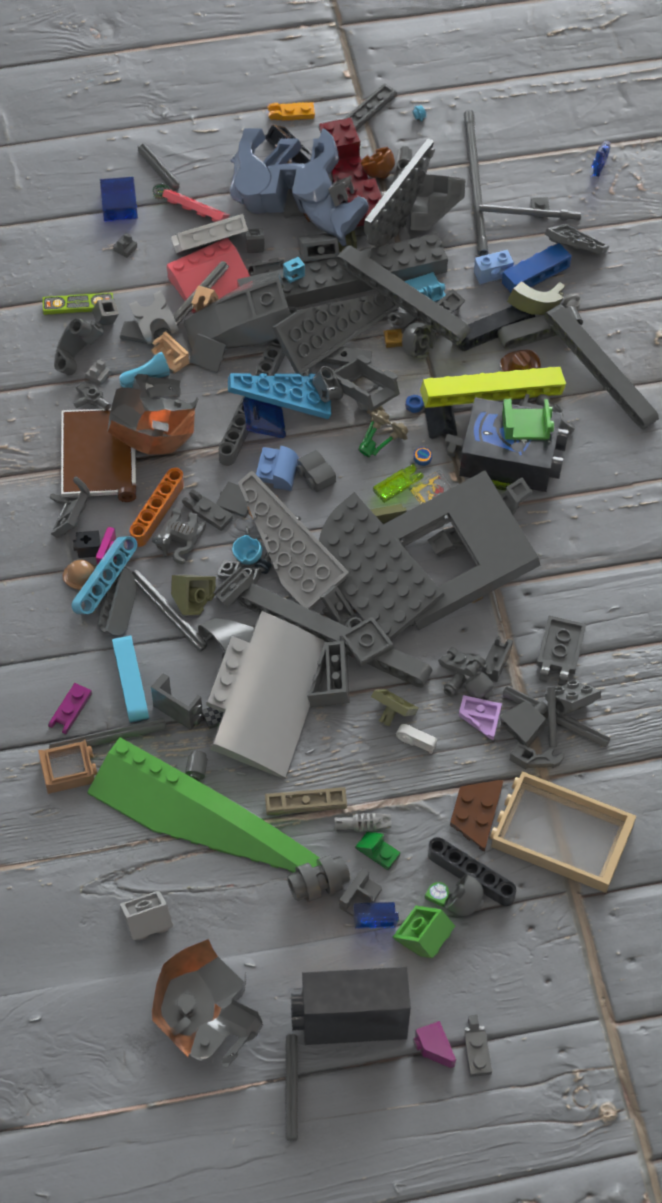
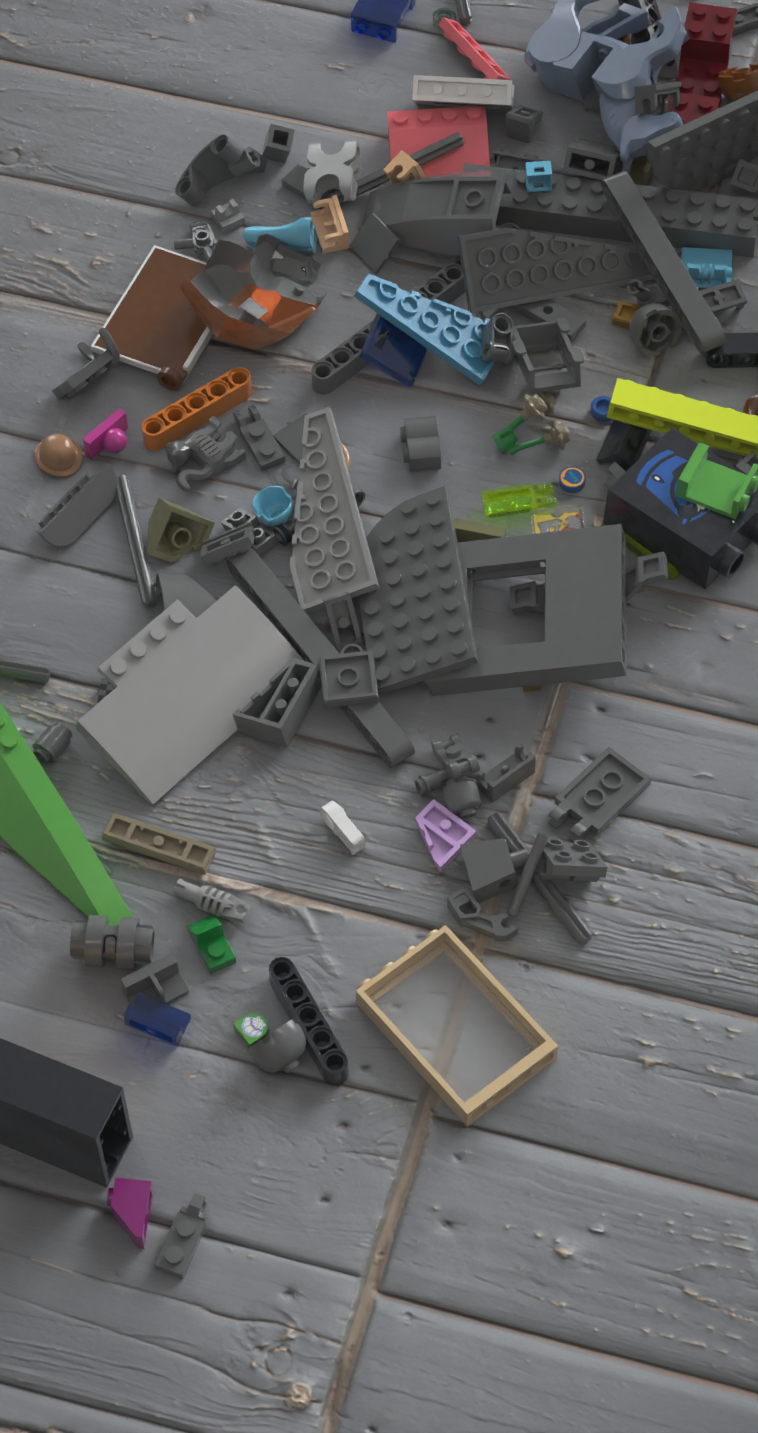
camera: 30 degrees right, 0 degrees up
(72, 303) = (250, 119): tile -> none
(87, 544) = (84, 418): black brick -> none
(112, 571) = (66, 465): medium azure beam -> none
(125, 245) = (357, 71): dark grey tile -> none
(130, 679) = (38, 604): medium azure beam -> none
(162, 700) = (61, 638): dark grey panel -> none
(278, 467) = (375, 420): medium blue brick -> none
(393, 705) = (337, 772): olive tile -> none
(424, 931) = (205, 1067): bright green slope -> none
(476, 810) = (364, 949): reddish brown wing -> none

